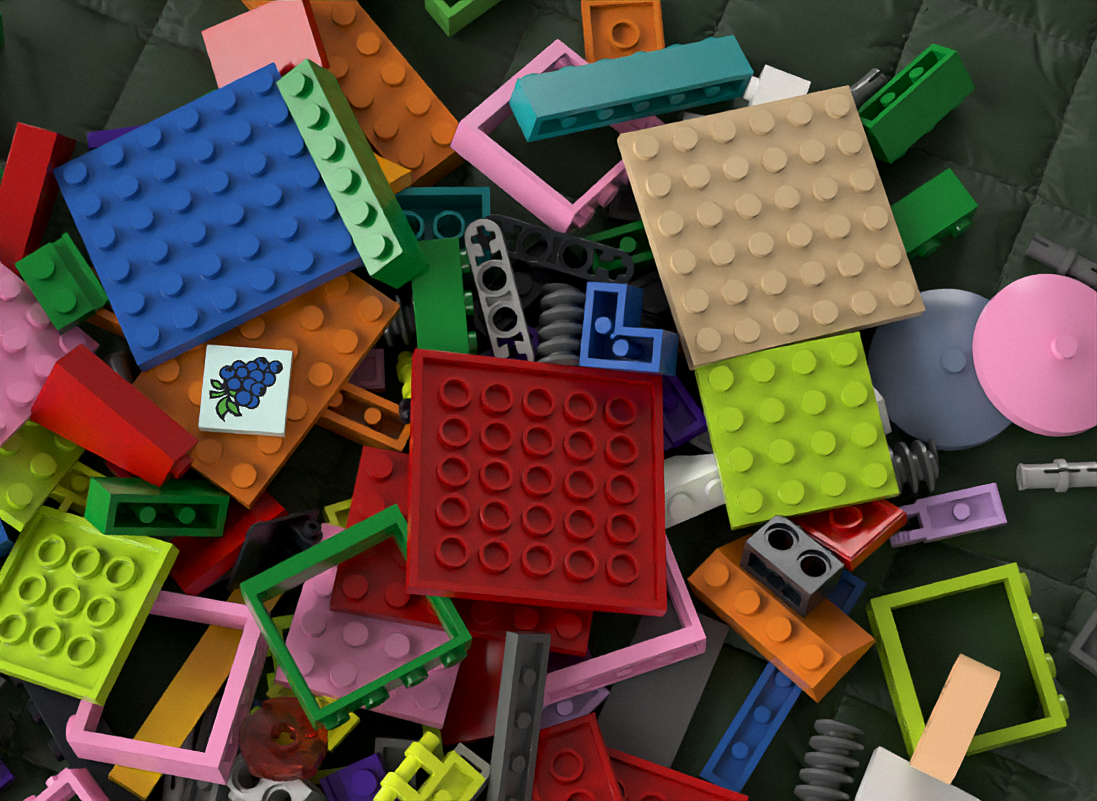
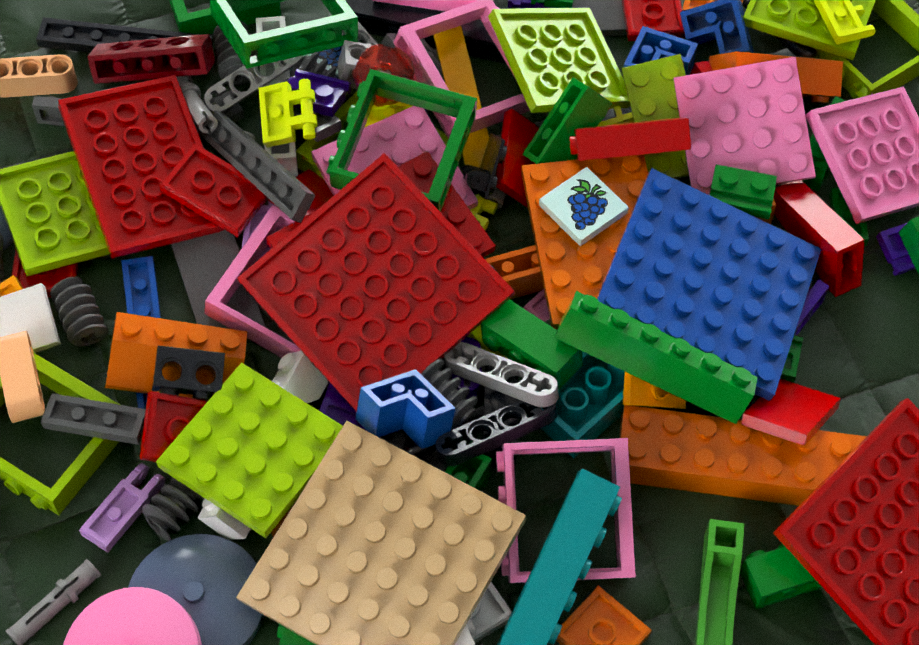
camera: 140 degrees right, 15 degrees down
(915, 605) = (94, 419): none -> dark grey plate

